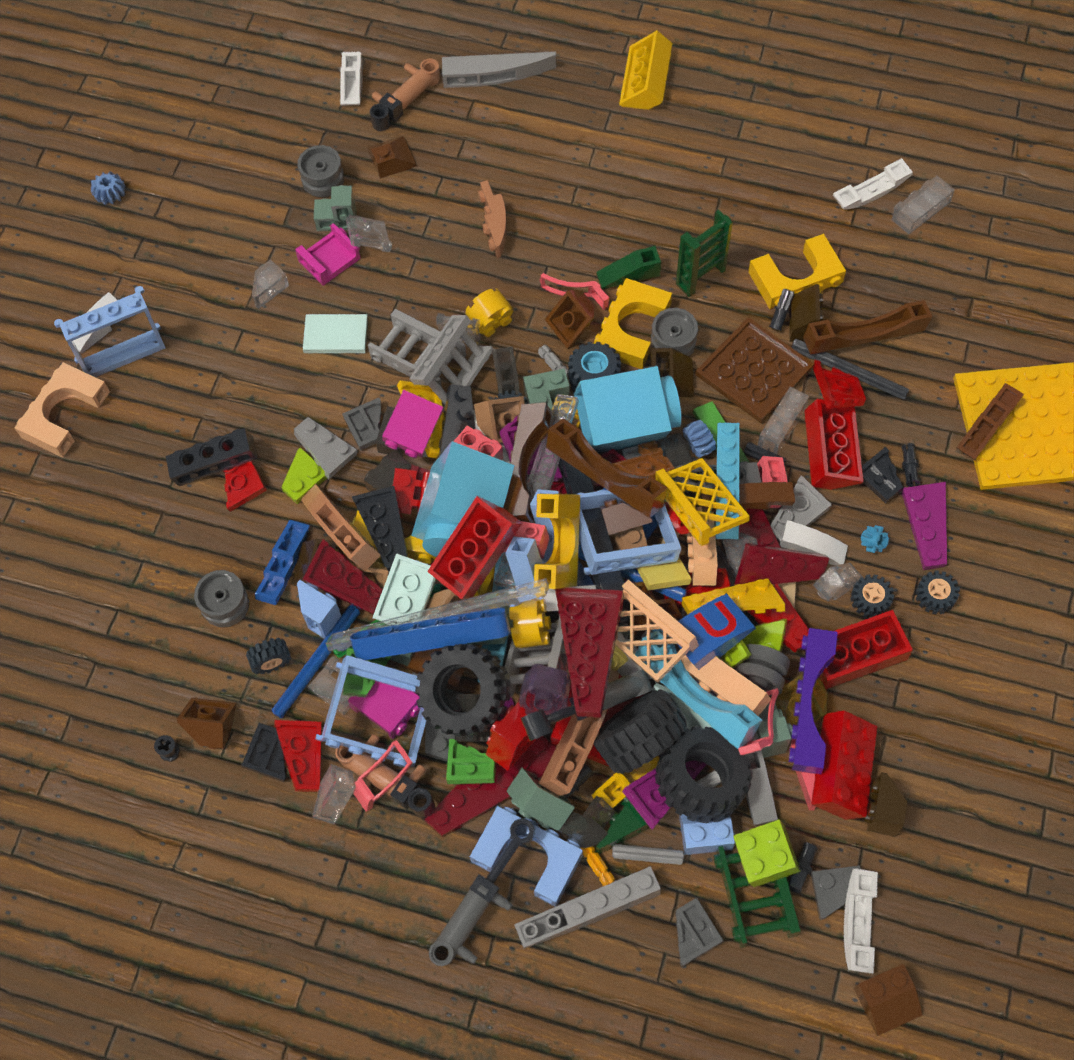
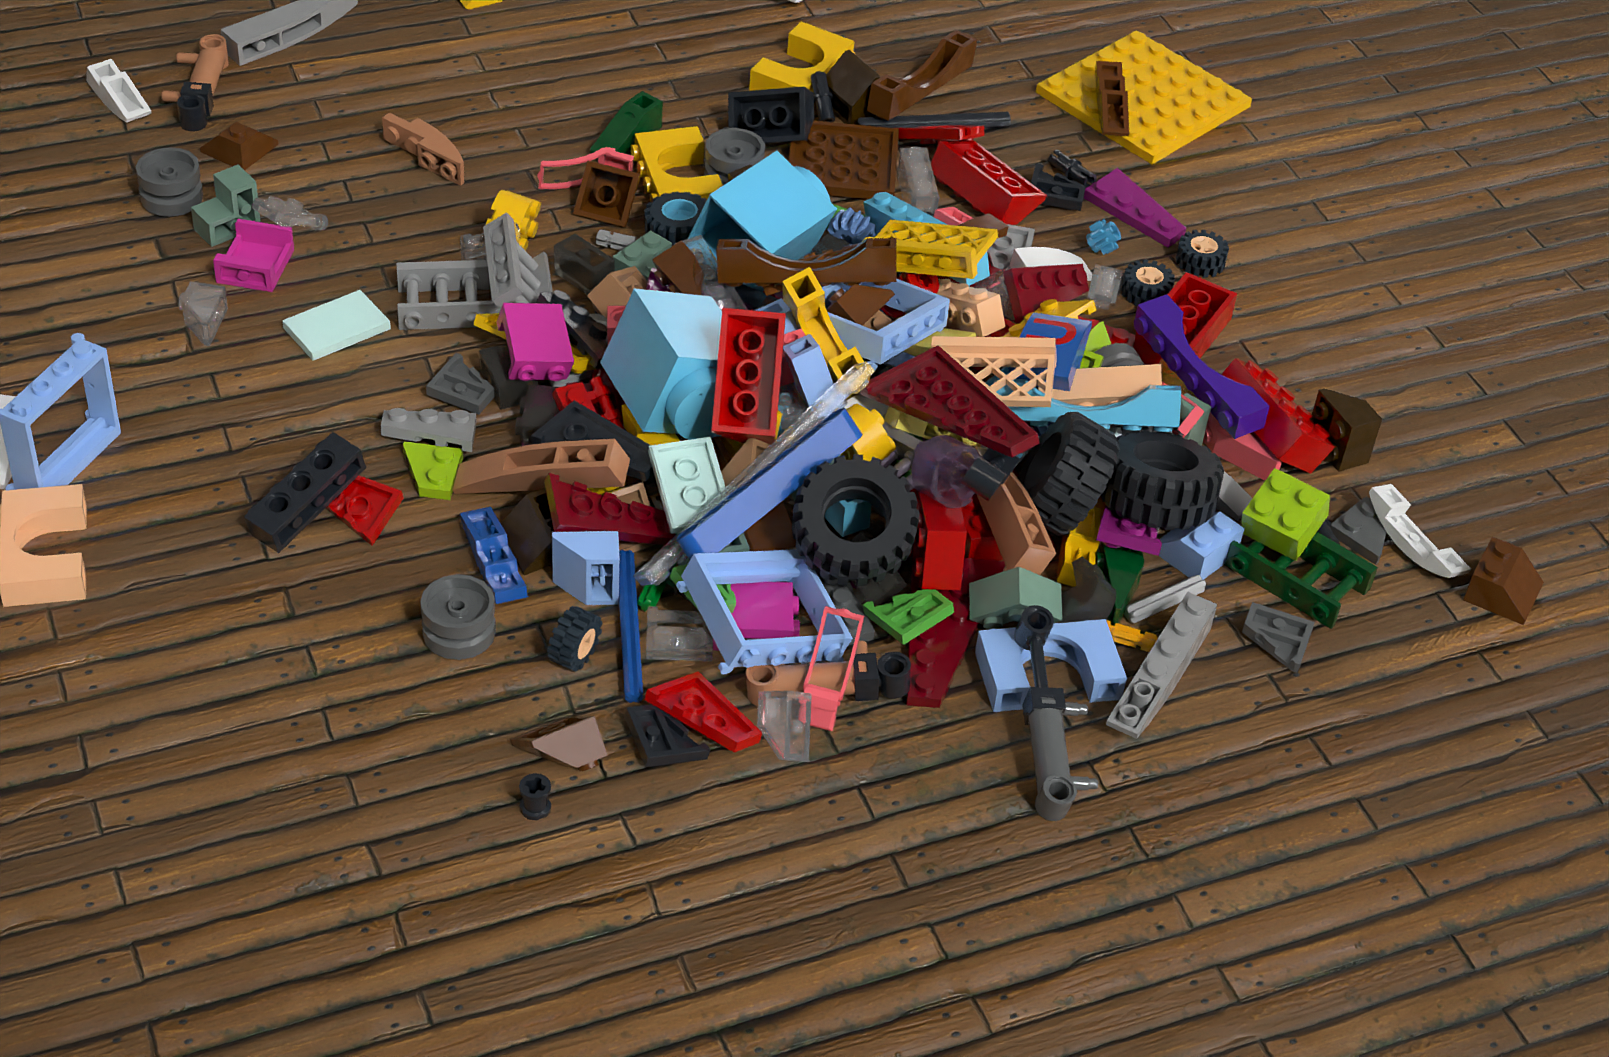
camera: 45 degrees left, 20 degrees down
(691, 250) = (706, 69): dark green fence -> none
(728, 310) = (773, 113): none -> black slope

